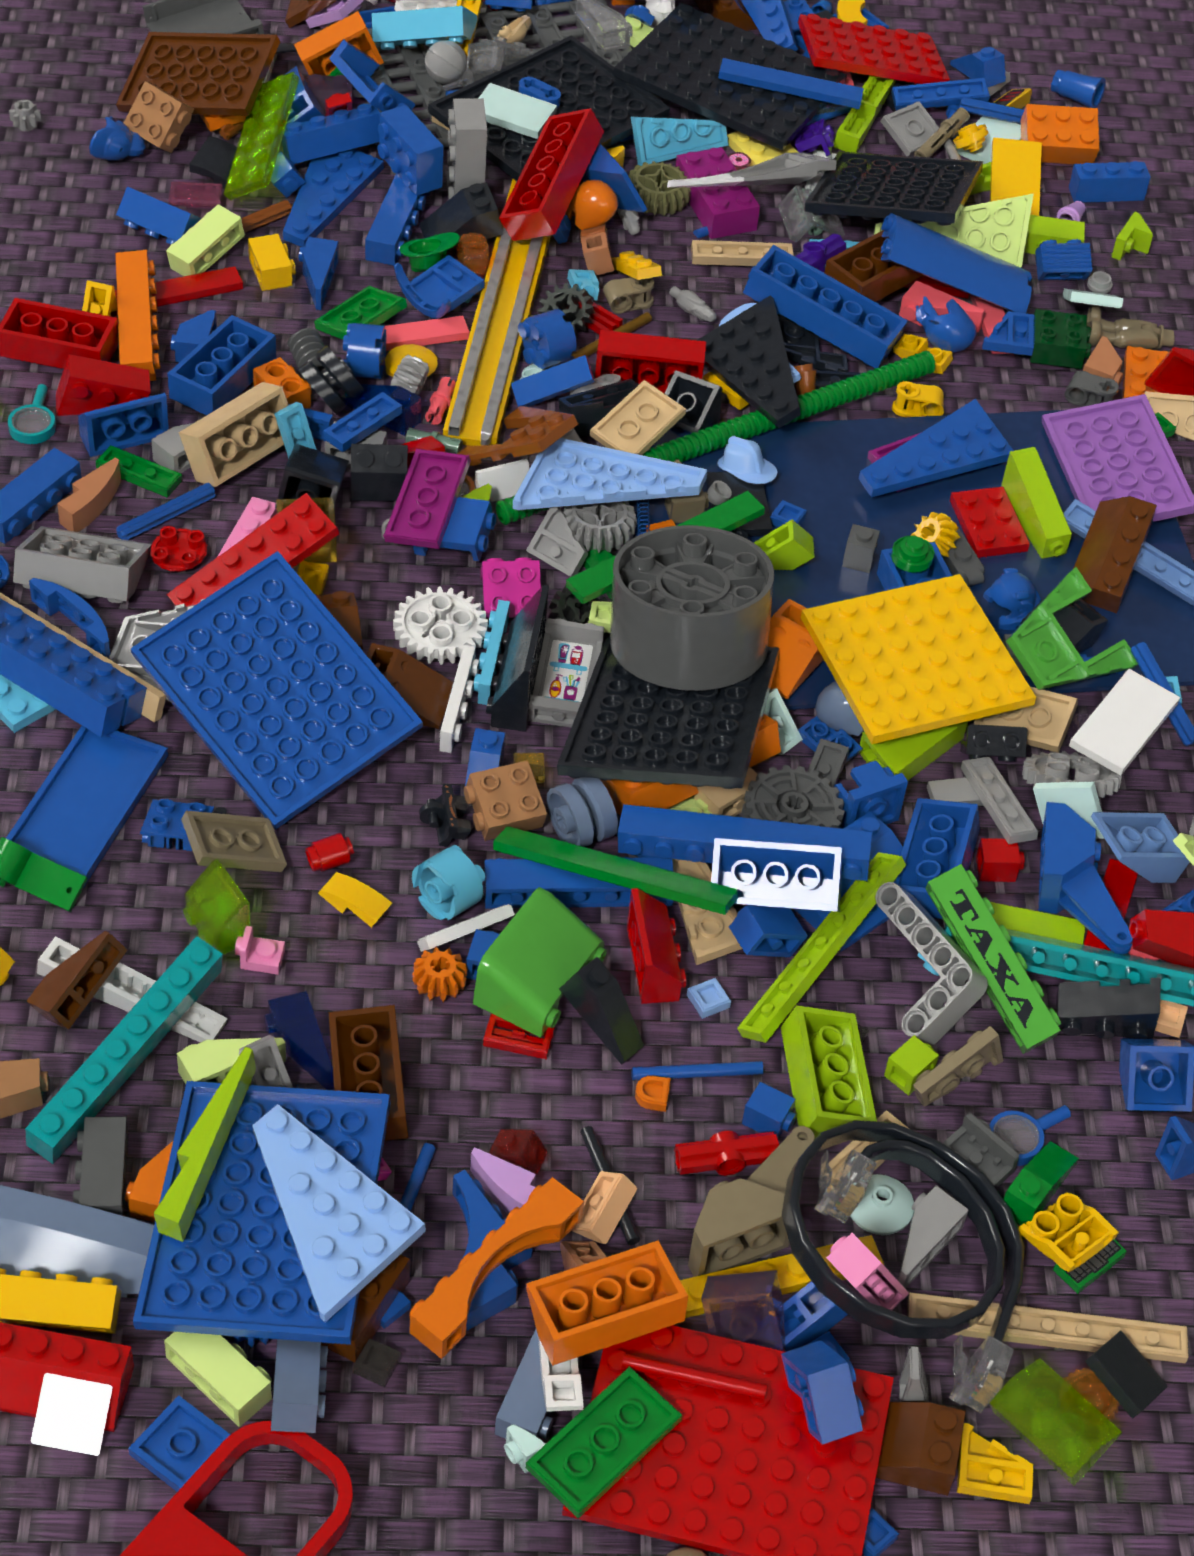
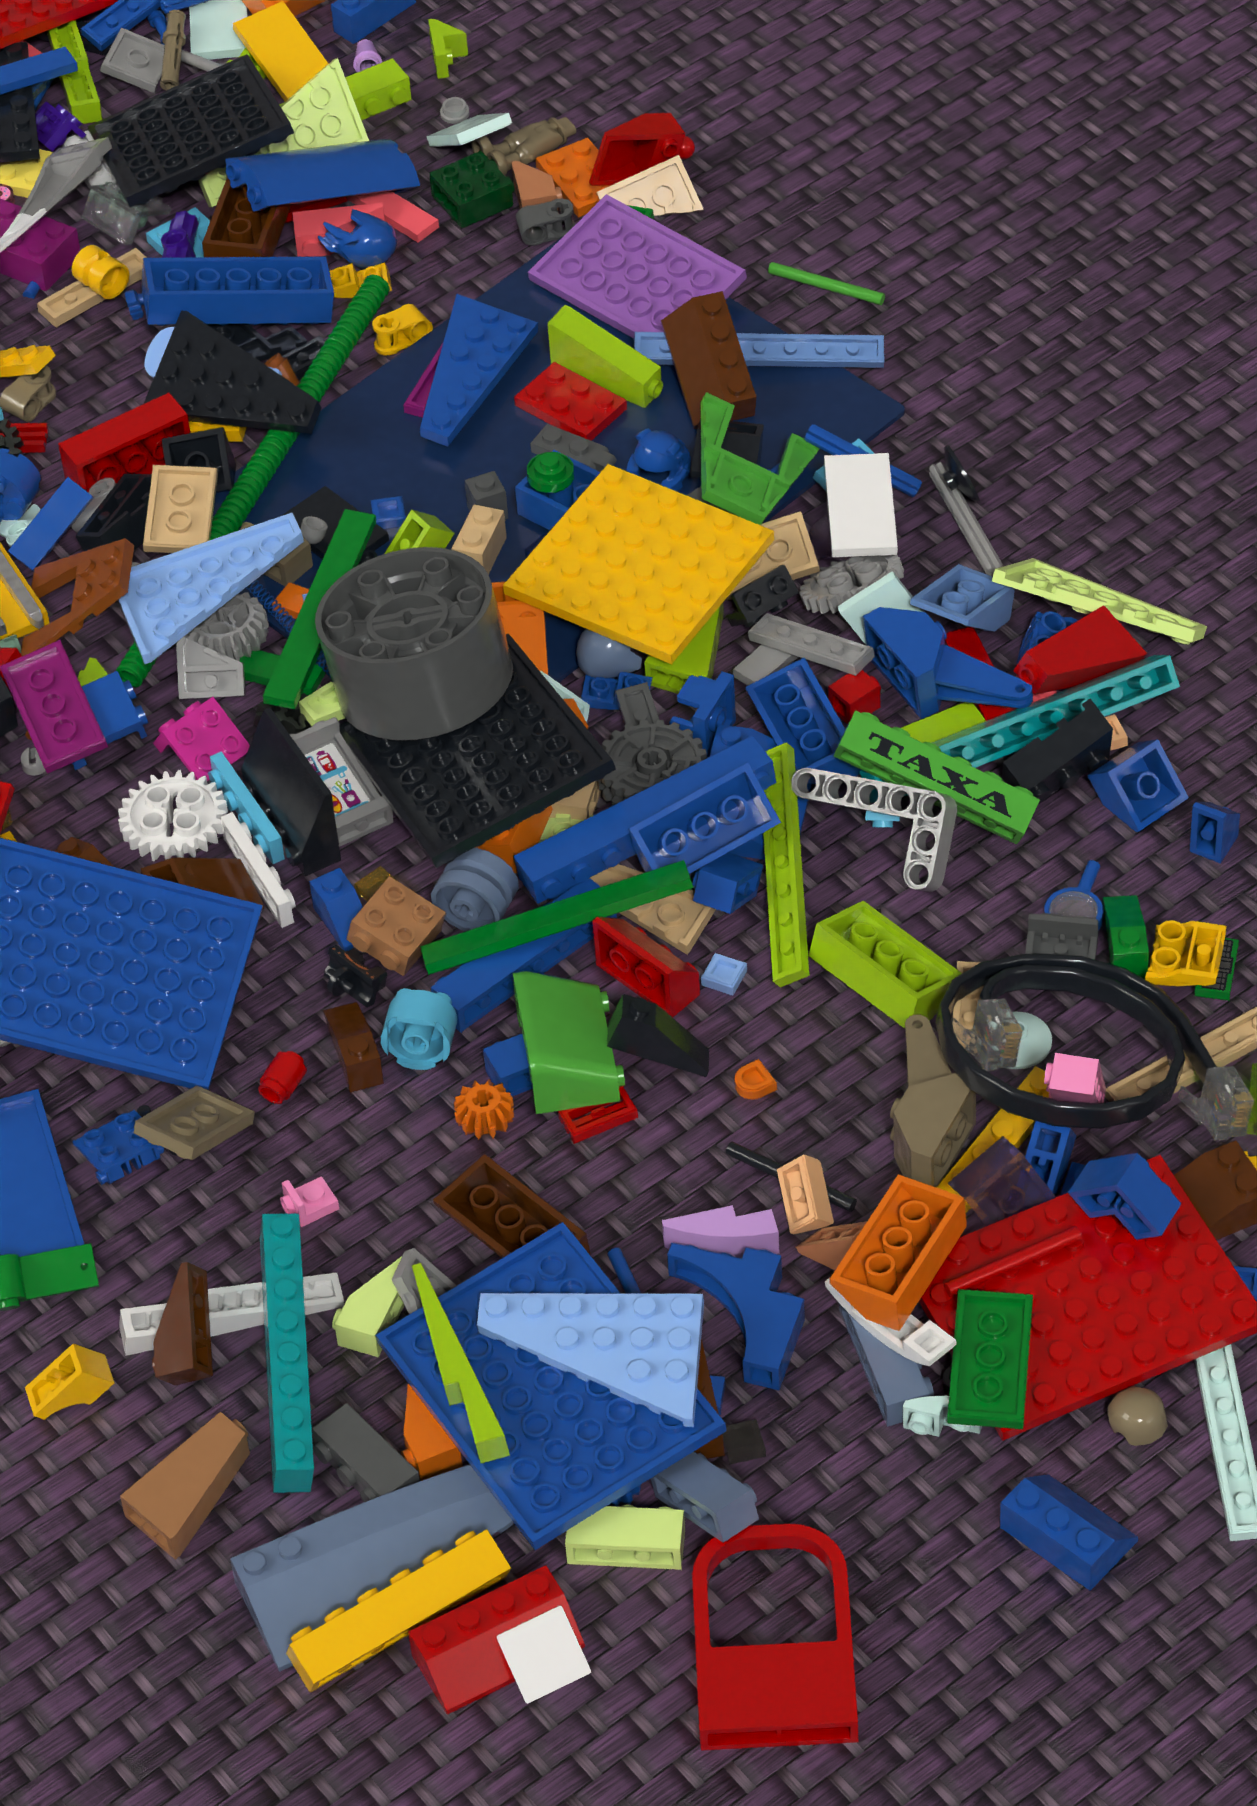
camera: 30 degrees left, 0 degrees up
(177, 1443) = (655, 1612): blue plate -> none
(217, 908) = (240, 1184): clear neon green slope -> none
(296, 1023) = (403, 1228): clear blue slope -> none
(361, 899) = (335, 1098): yellow slope -> none
(394, 866) = (354, 1046): none -> reddish brown slope
(465, 927) = (466, 1056): white tile -> none
(503, 478) = (97, 641): white slope -> none
(520, 1148) = (691, 1197): clear red bracket -> none
(543, 1219) = (777, 1350): orange arch -> none
(628, 328) = (52, 443): pearl gold bar -> none
(692, 304) = (97, 366): light grey piece -> none
(699, 1070) = (773, 1037): blue bar -> none
(724, 1152) = (862, 1084): red piece -> none
(746, 462) = (303, 485): light blue piece -> none
(747, 241) = (100, 272): none -> yellow wheel
(769, 1111) = (865, 1028): blue brick -> none
(826, 574) = (482, 535): none -> tan brick
(909, 1062) = (942, 912): lime brick -> none
(913, 1380) = (1173, 1145): light grey slope -> none
(933, 1225) = (1074, 1022): light grey slope -> none
(938, 529) = (541, 433): yellow gear -> none
(967, 1061) = (991, 858): dark tan wing -> none
(971, 137) = (206, 35): yellow plate -> none
(1012, 334) = (429, 210): blue wing -> none
(1063, 260) = (406, 108): blue brick -> none

